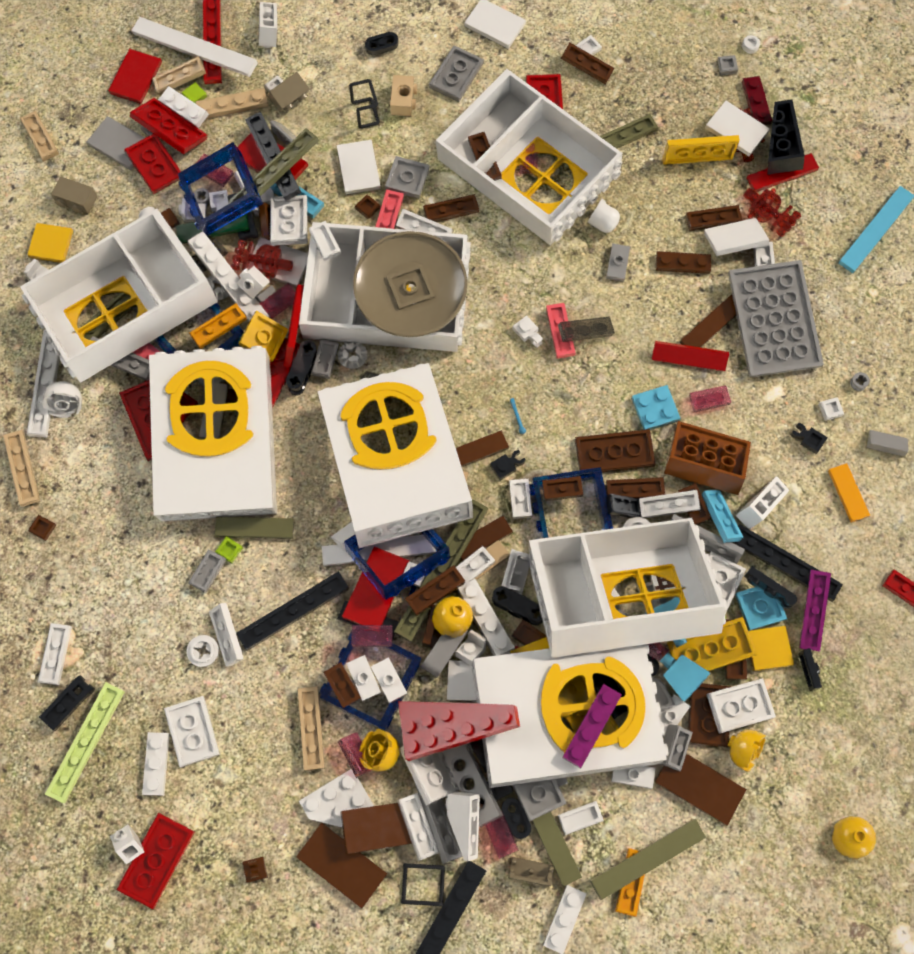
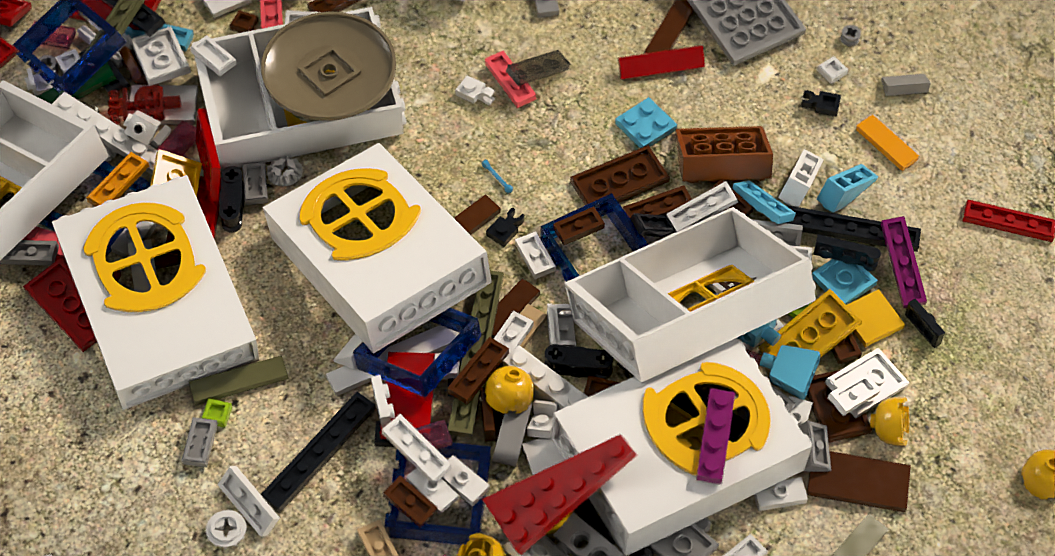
camera: 20 degrees left, 15 degrees down
(351, 600) = (381, 392): none -> white plate
(360, 645) = (416, 449): none -> white plate
(710, 398) = (700, 96): clear pink plate -> none
(724, 717) = (854, 393): none -> white plate
(797, 524) = (845, 187): none -> medium azure slope

